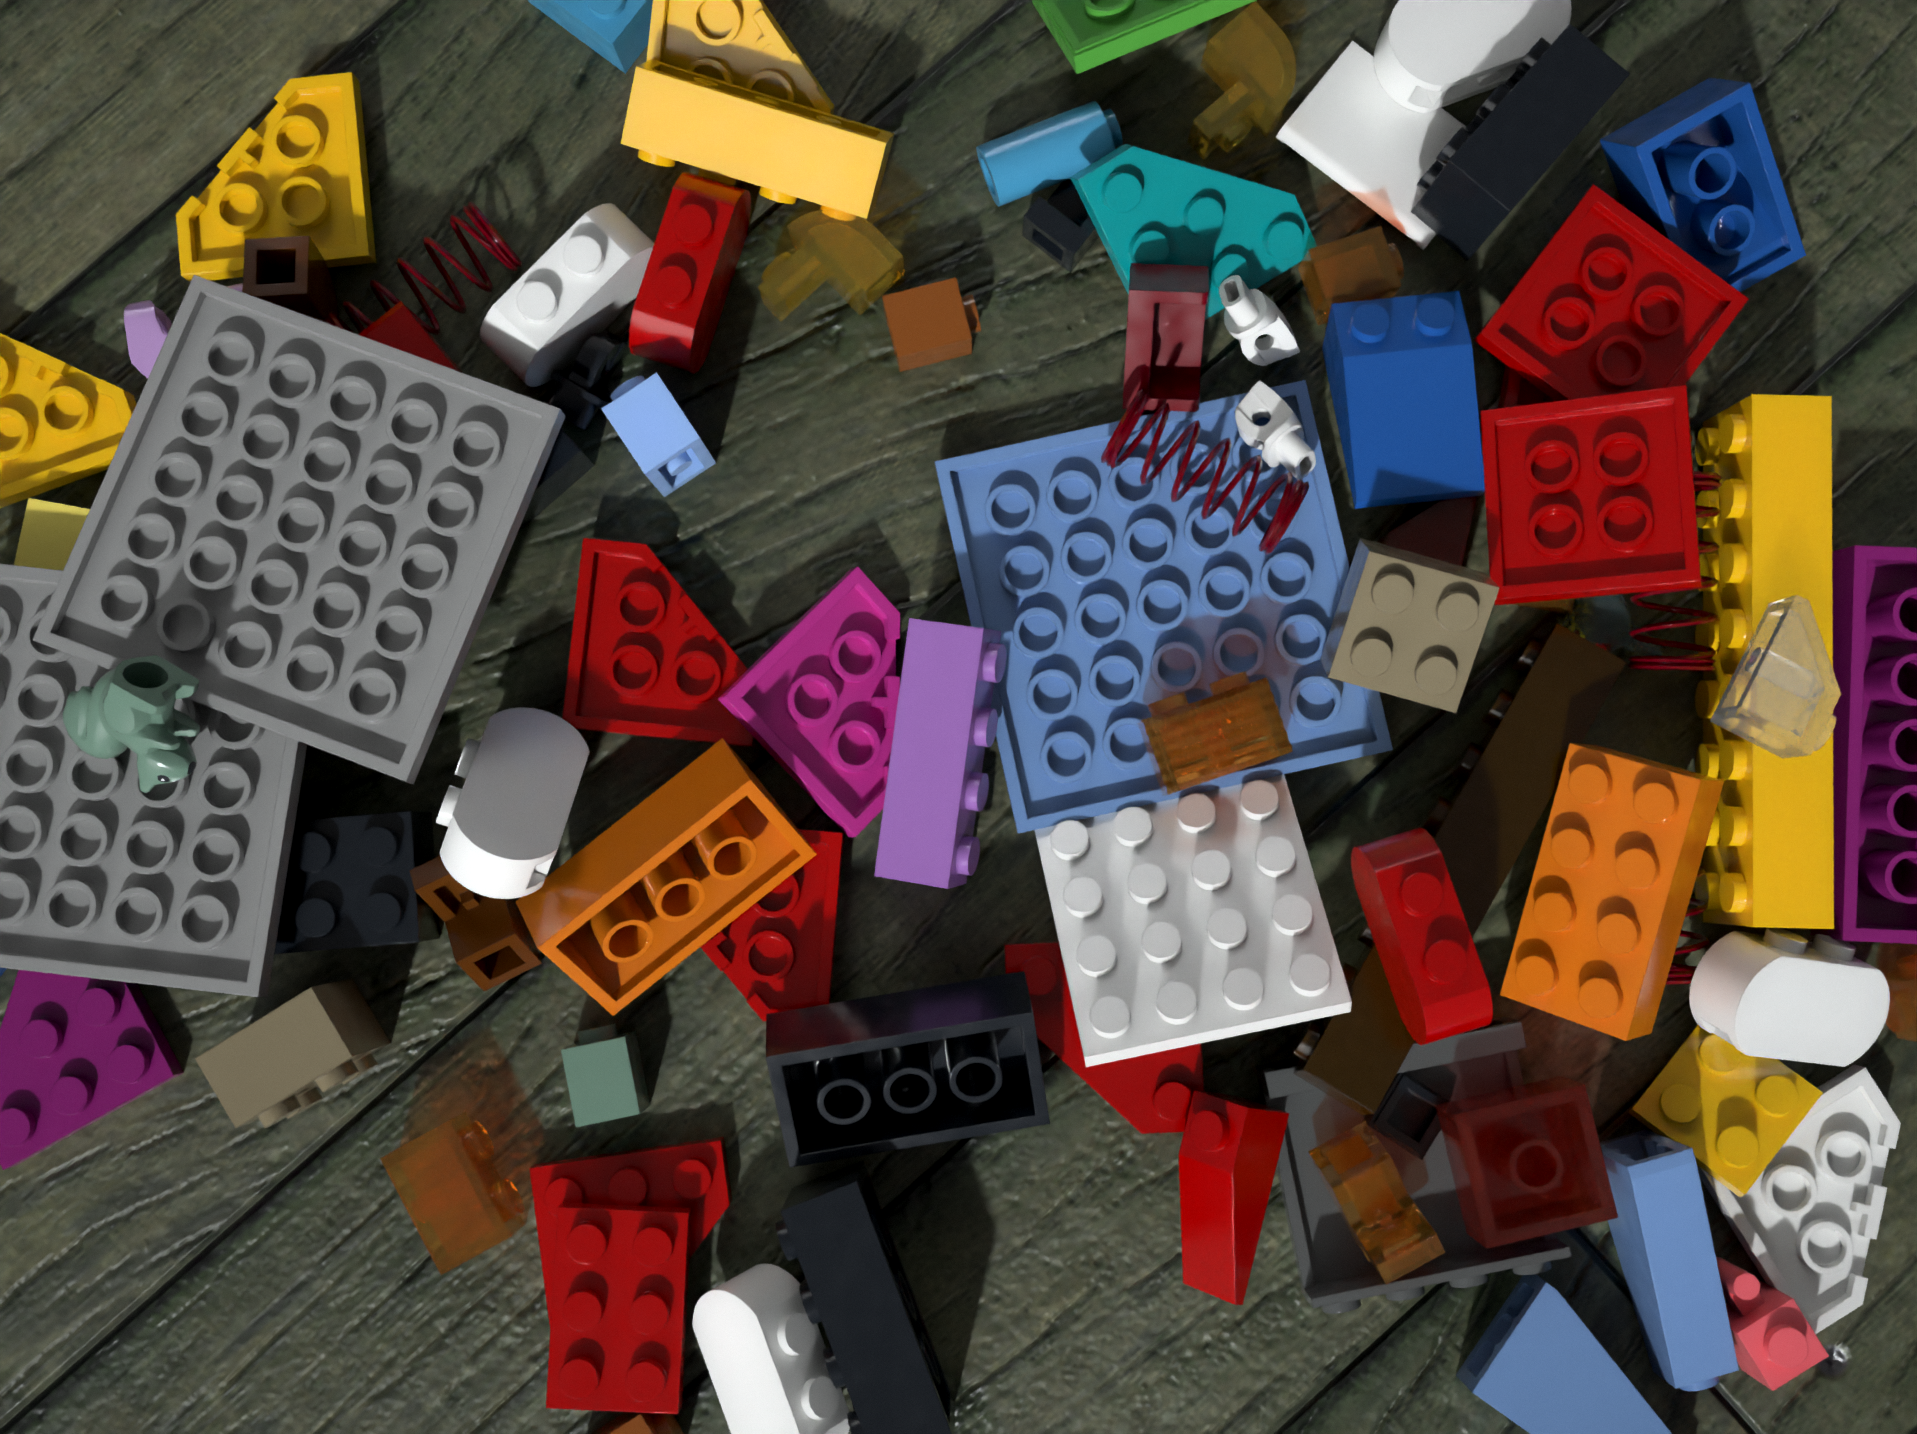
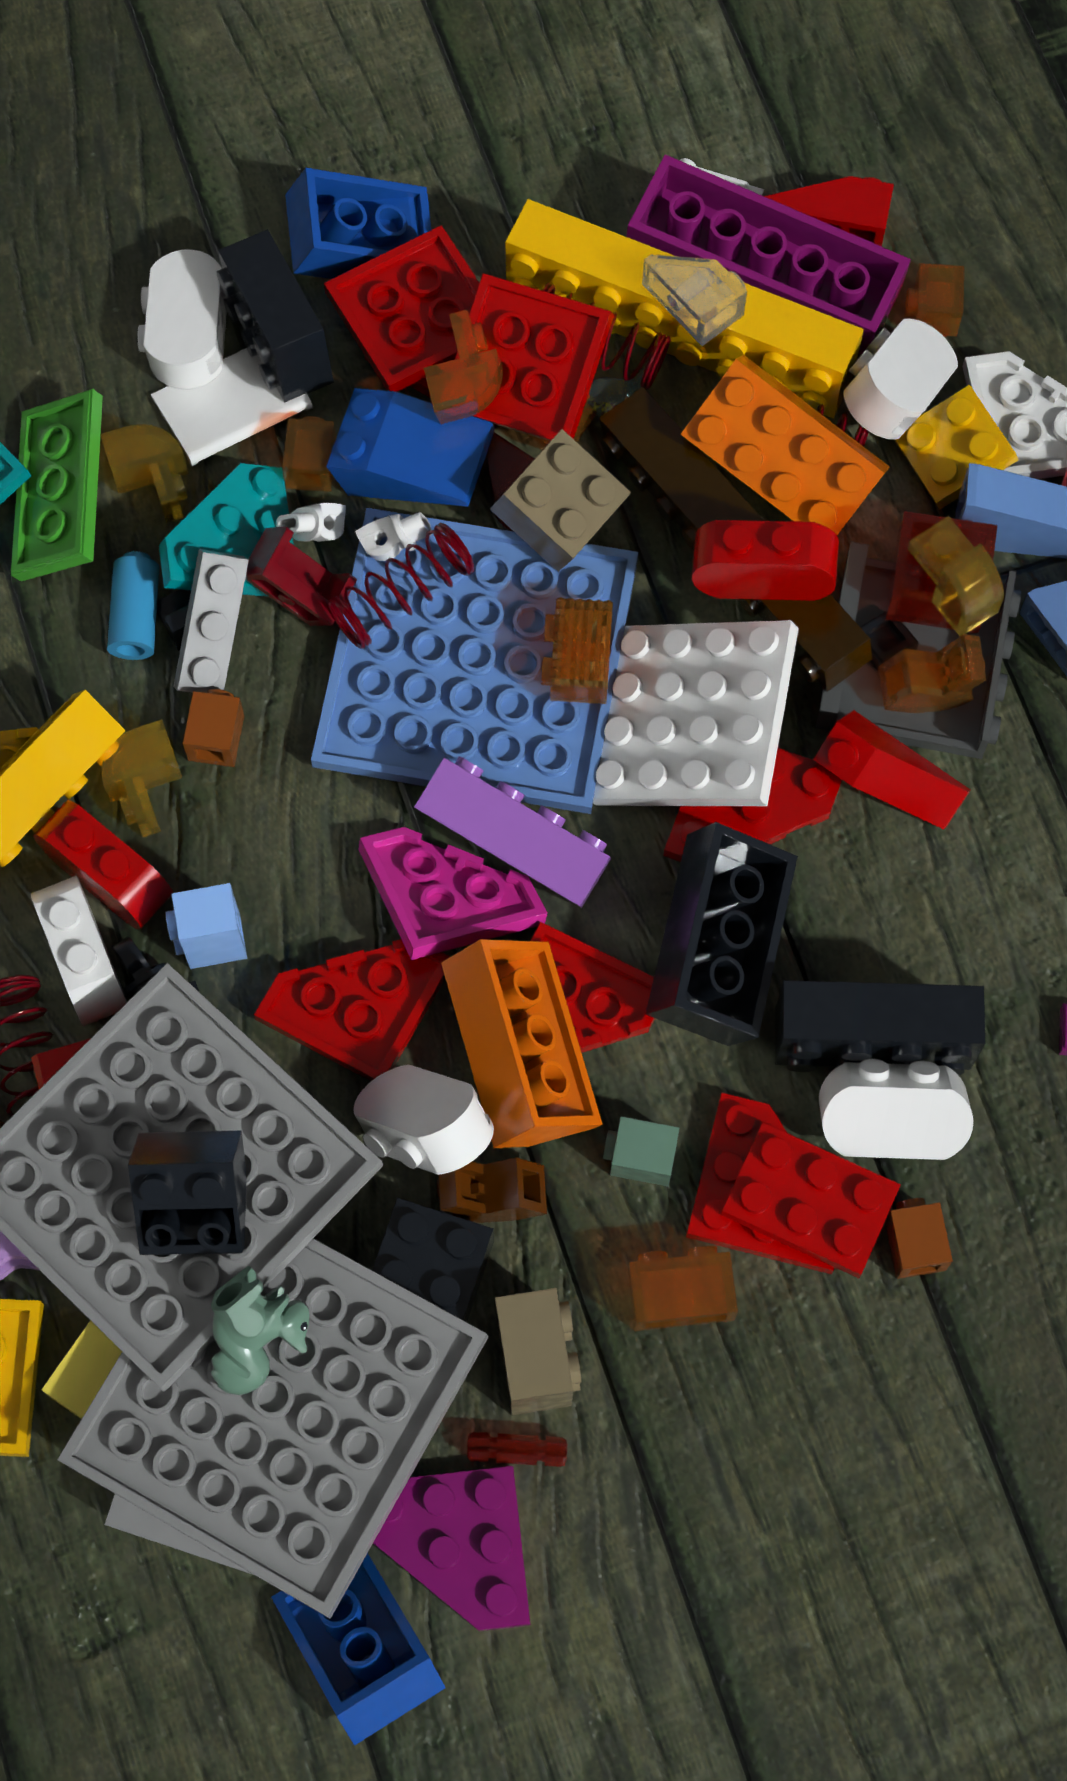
camera: 70 degrees left, 15 degrees down
(186, 1031) = (517, 1449): none -> clear red axle
(265, 566) = (189, 1192): none -> black slope
(1056, 256) = (210, 621): none -> light grey plate
(1510, 1209) = (964, 575): none -> clear yellow brick
(1520, 438) = (467, 383): none -> clear orange brick

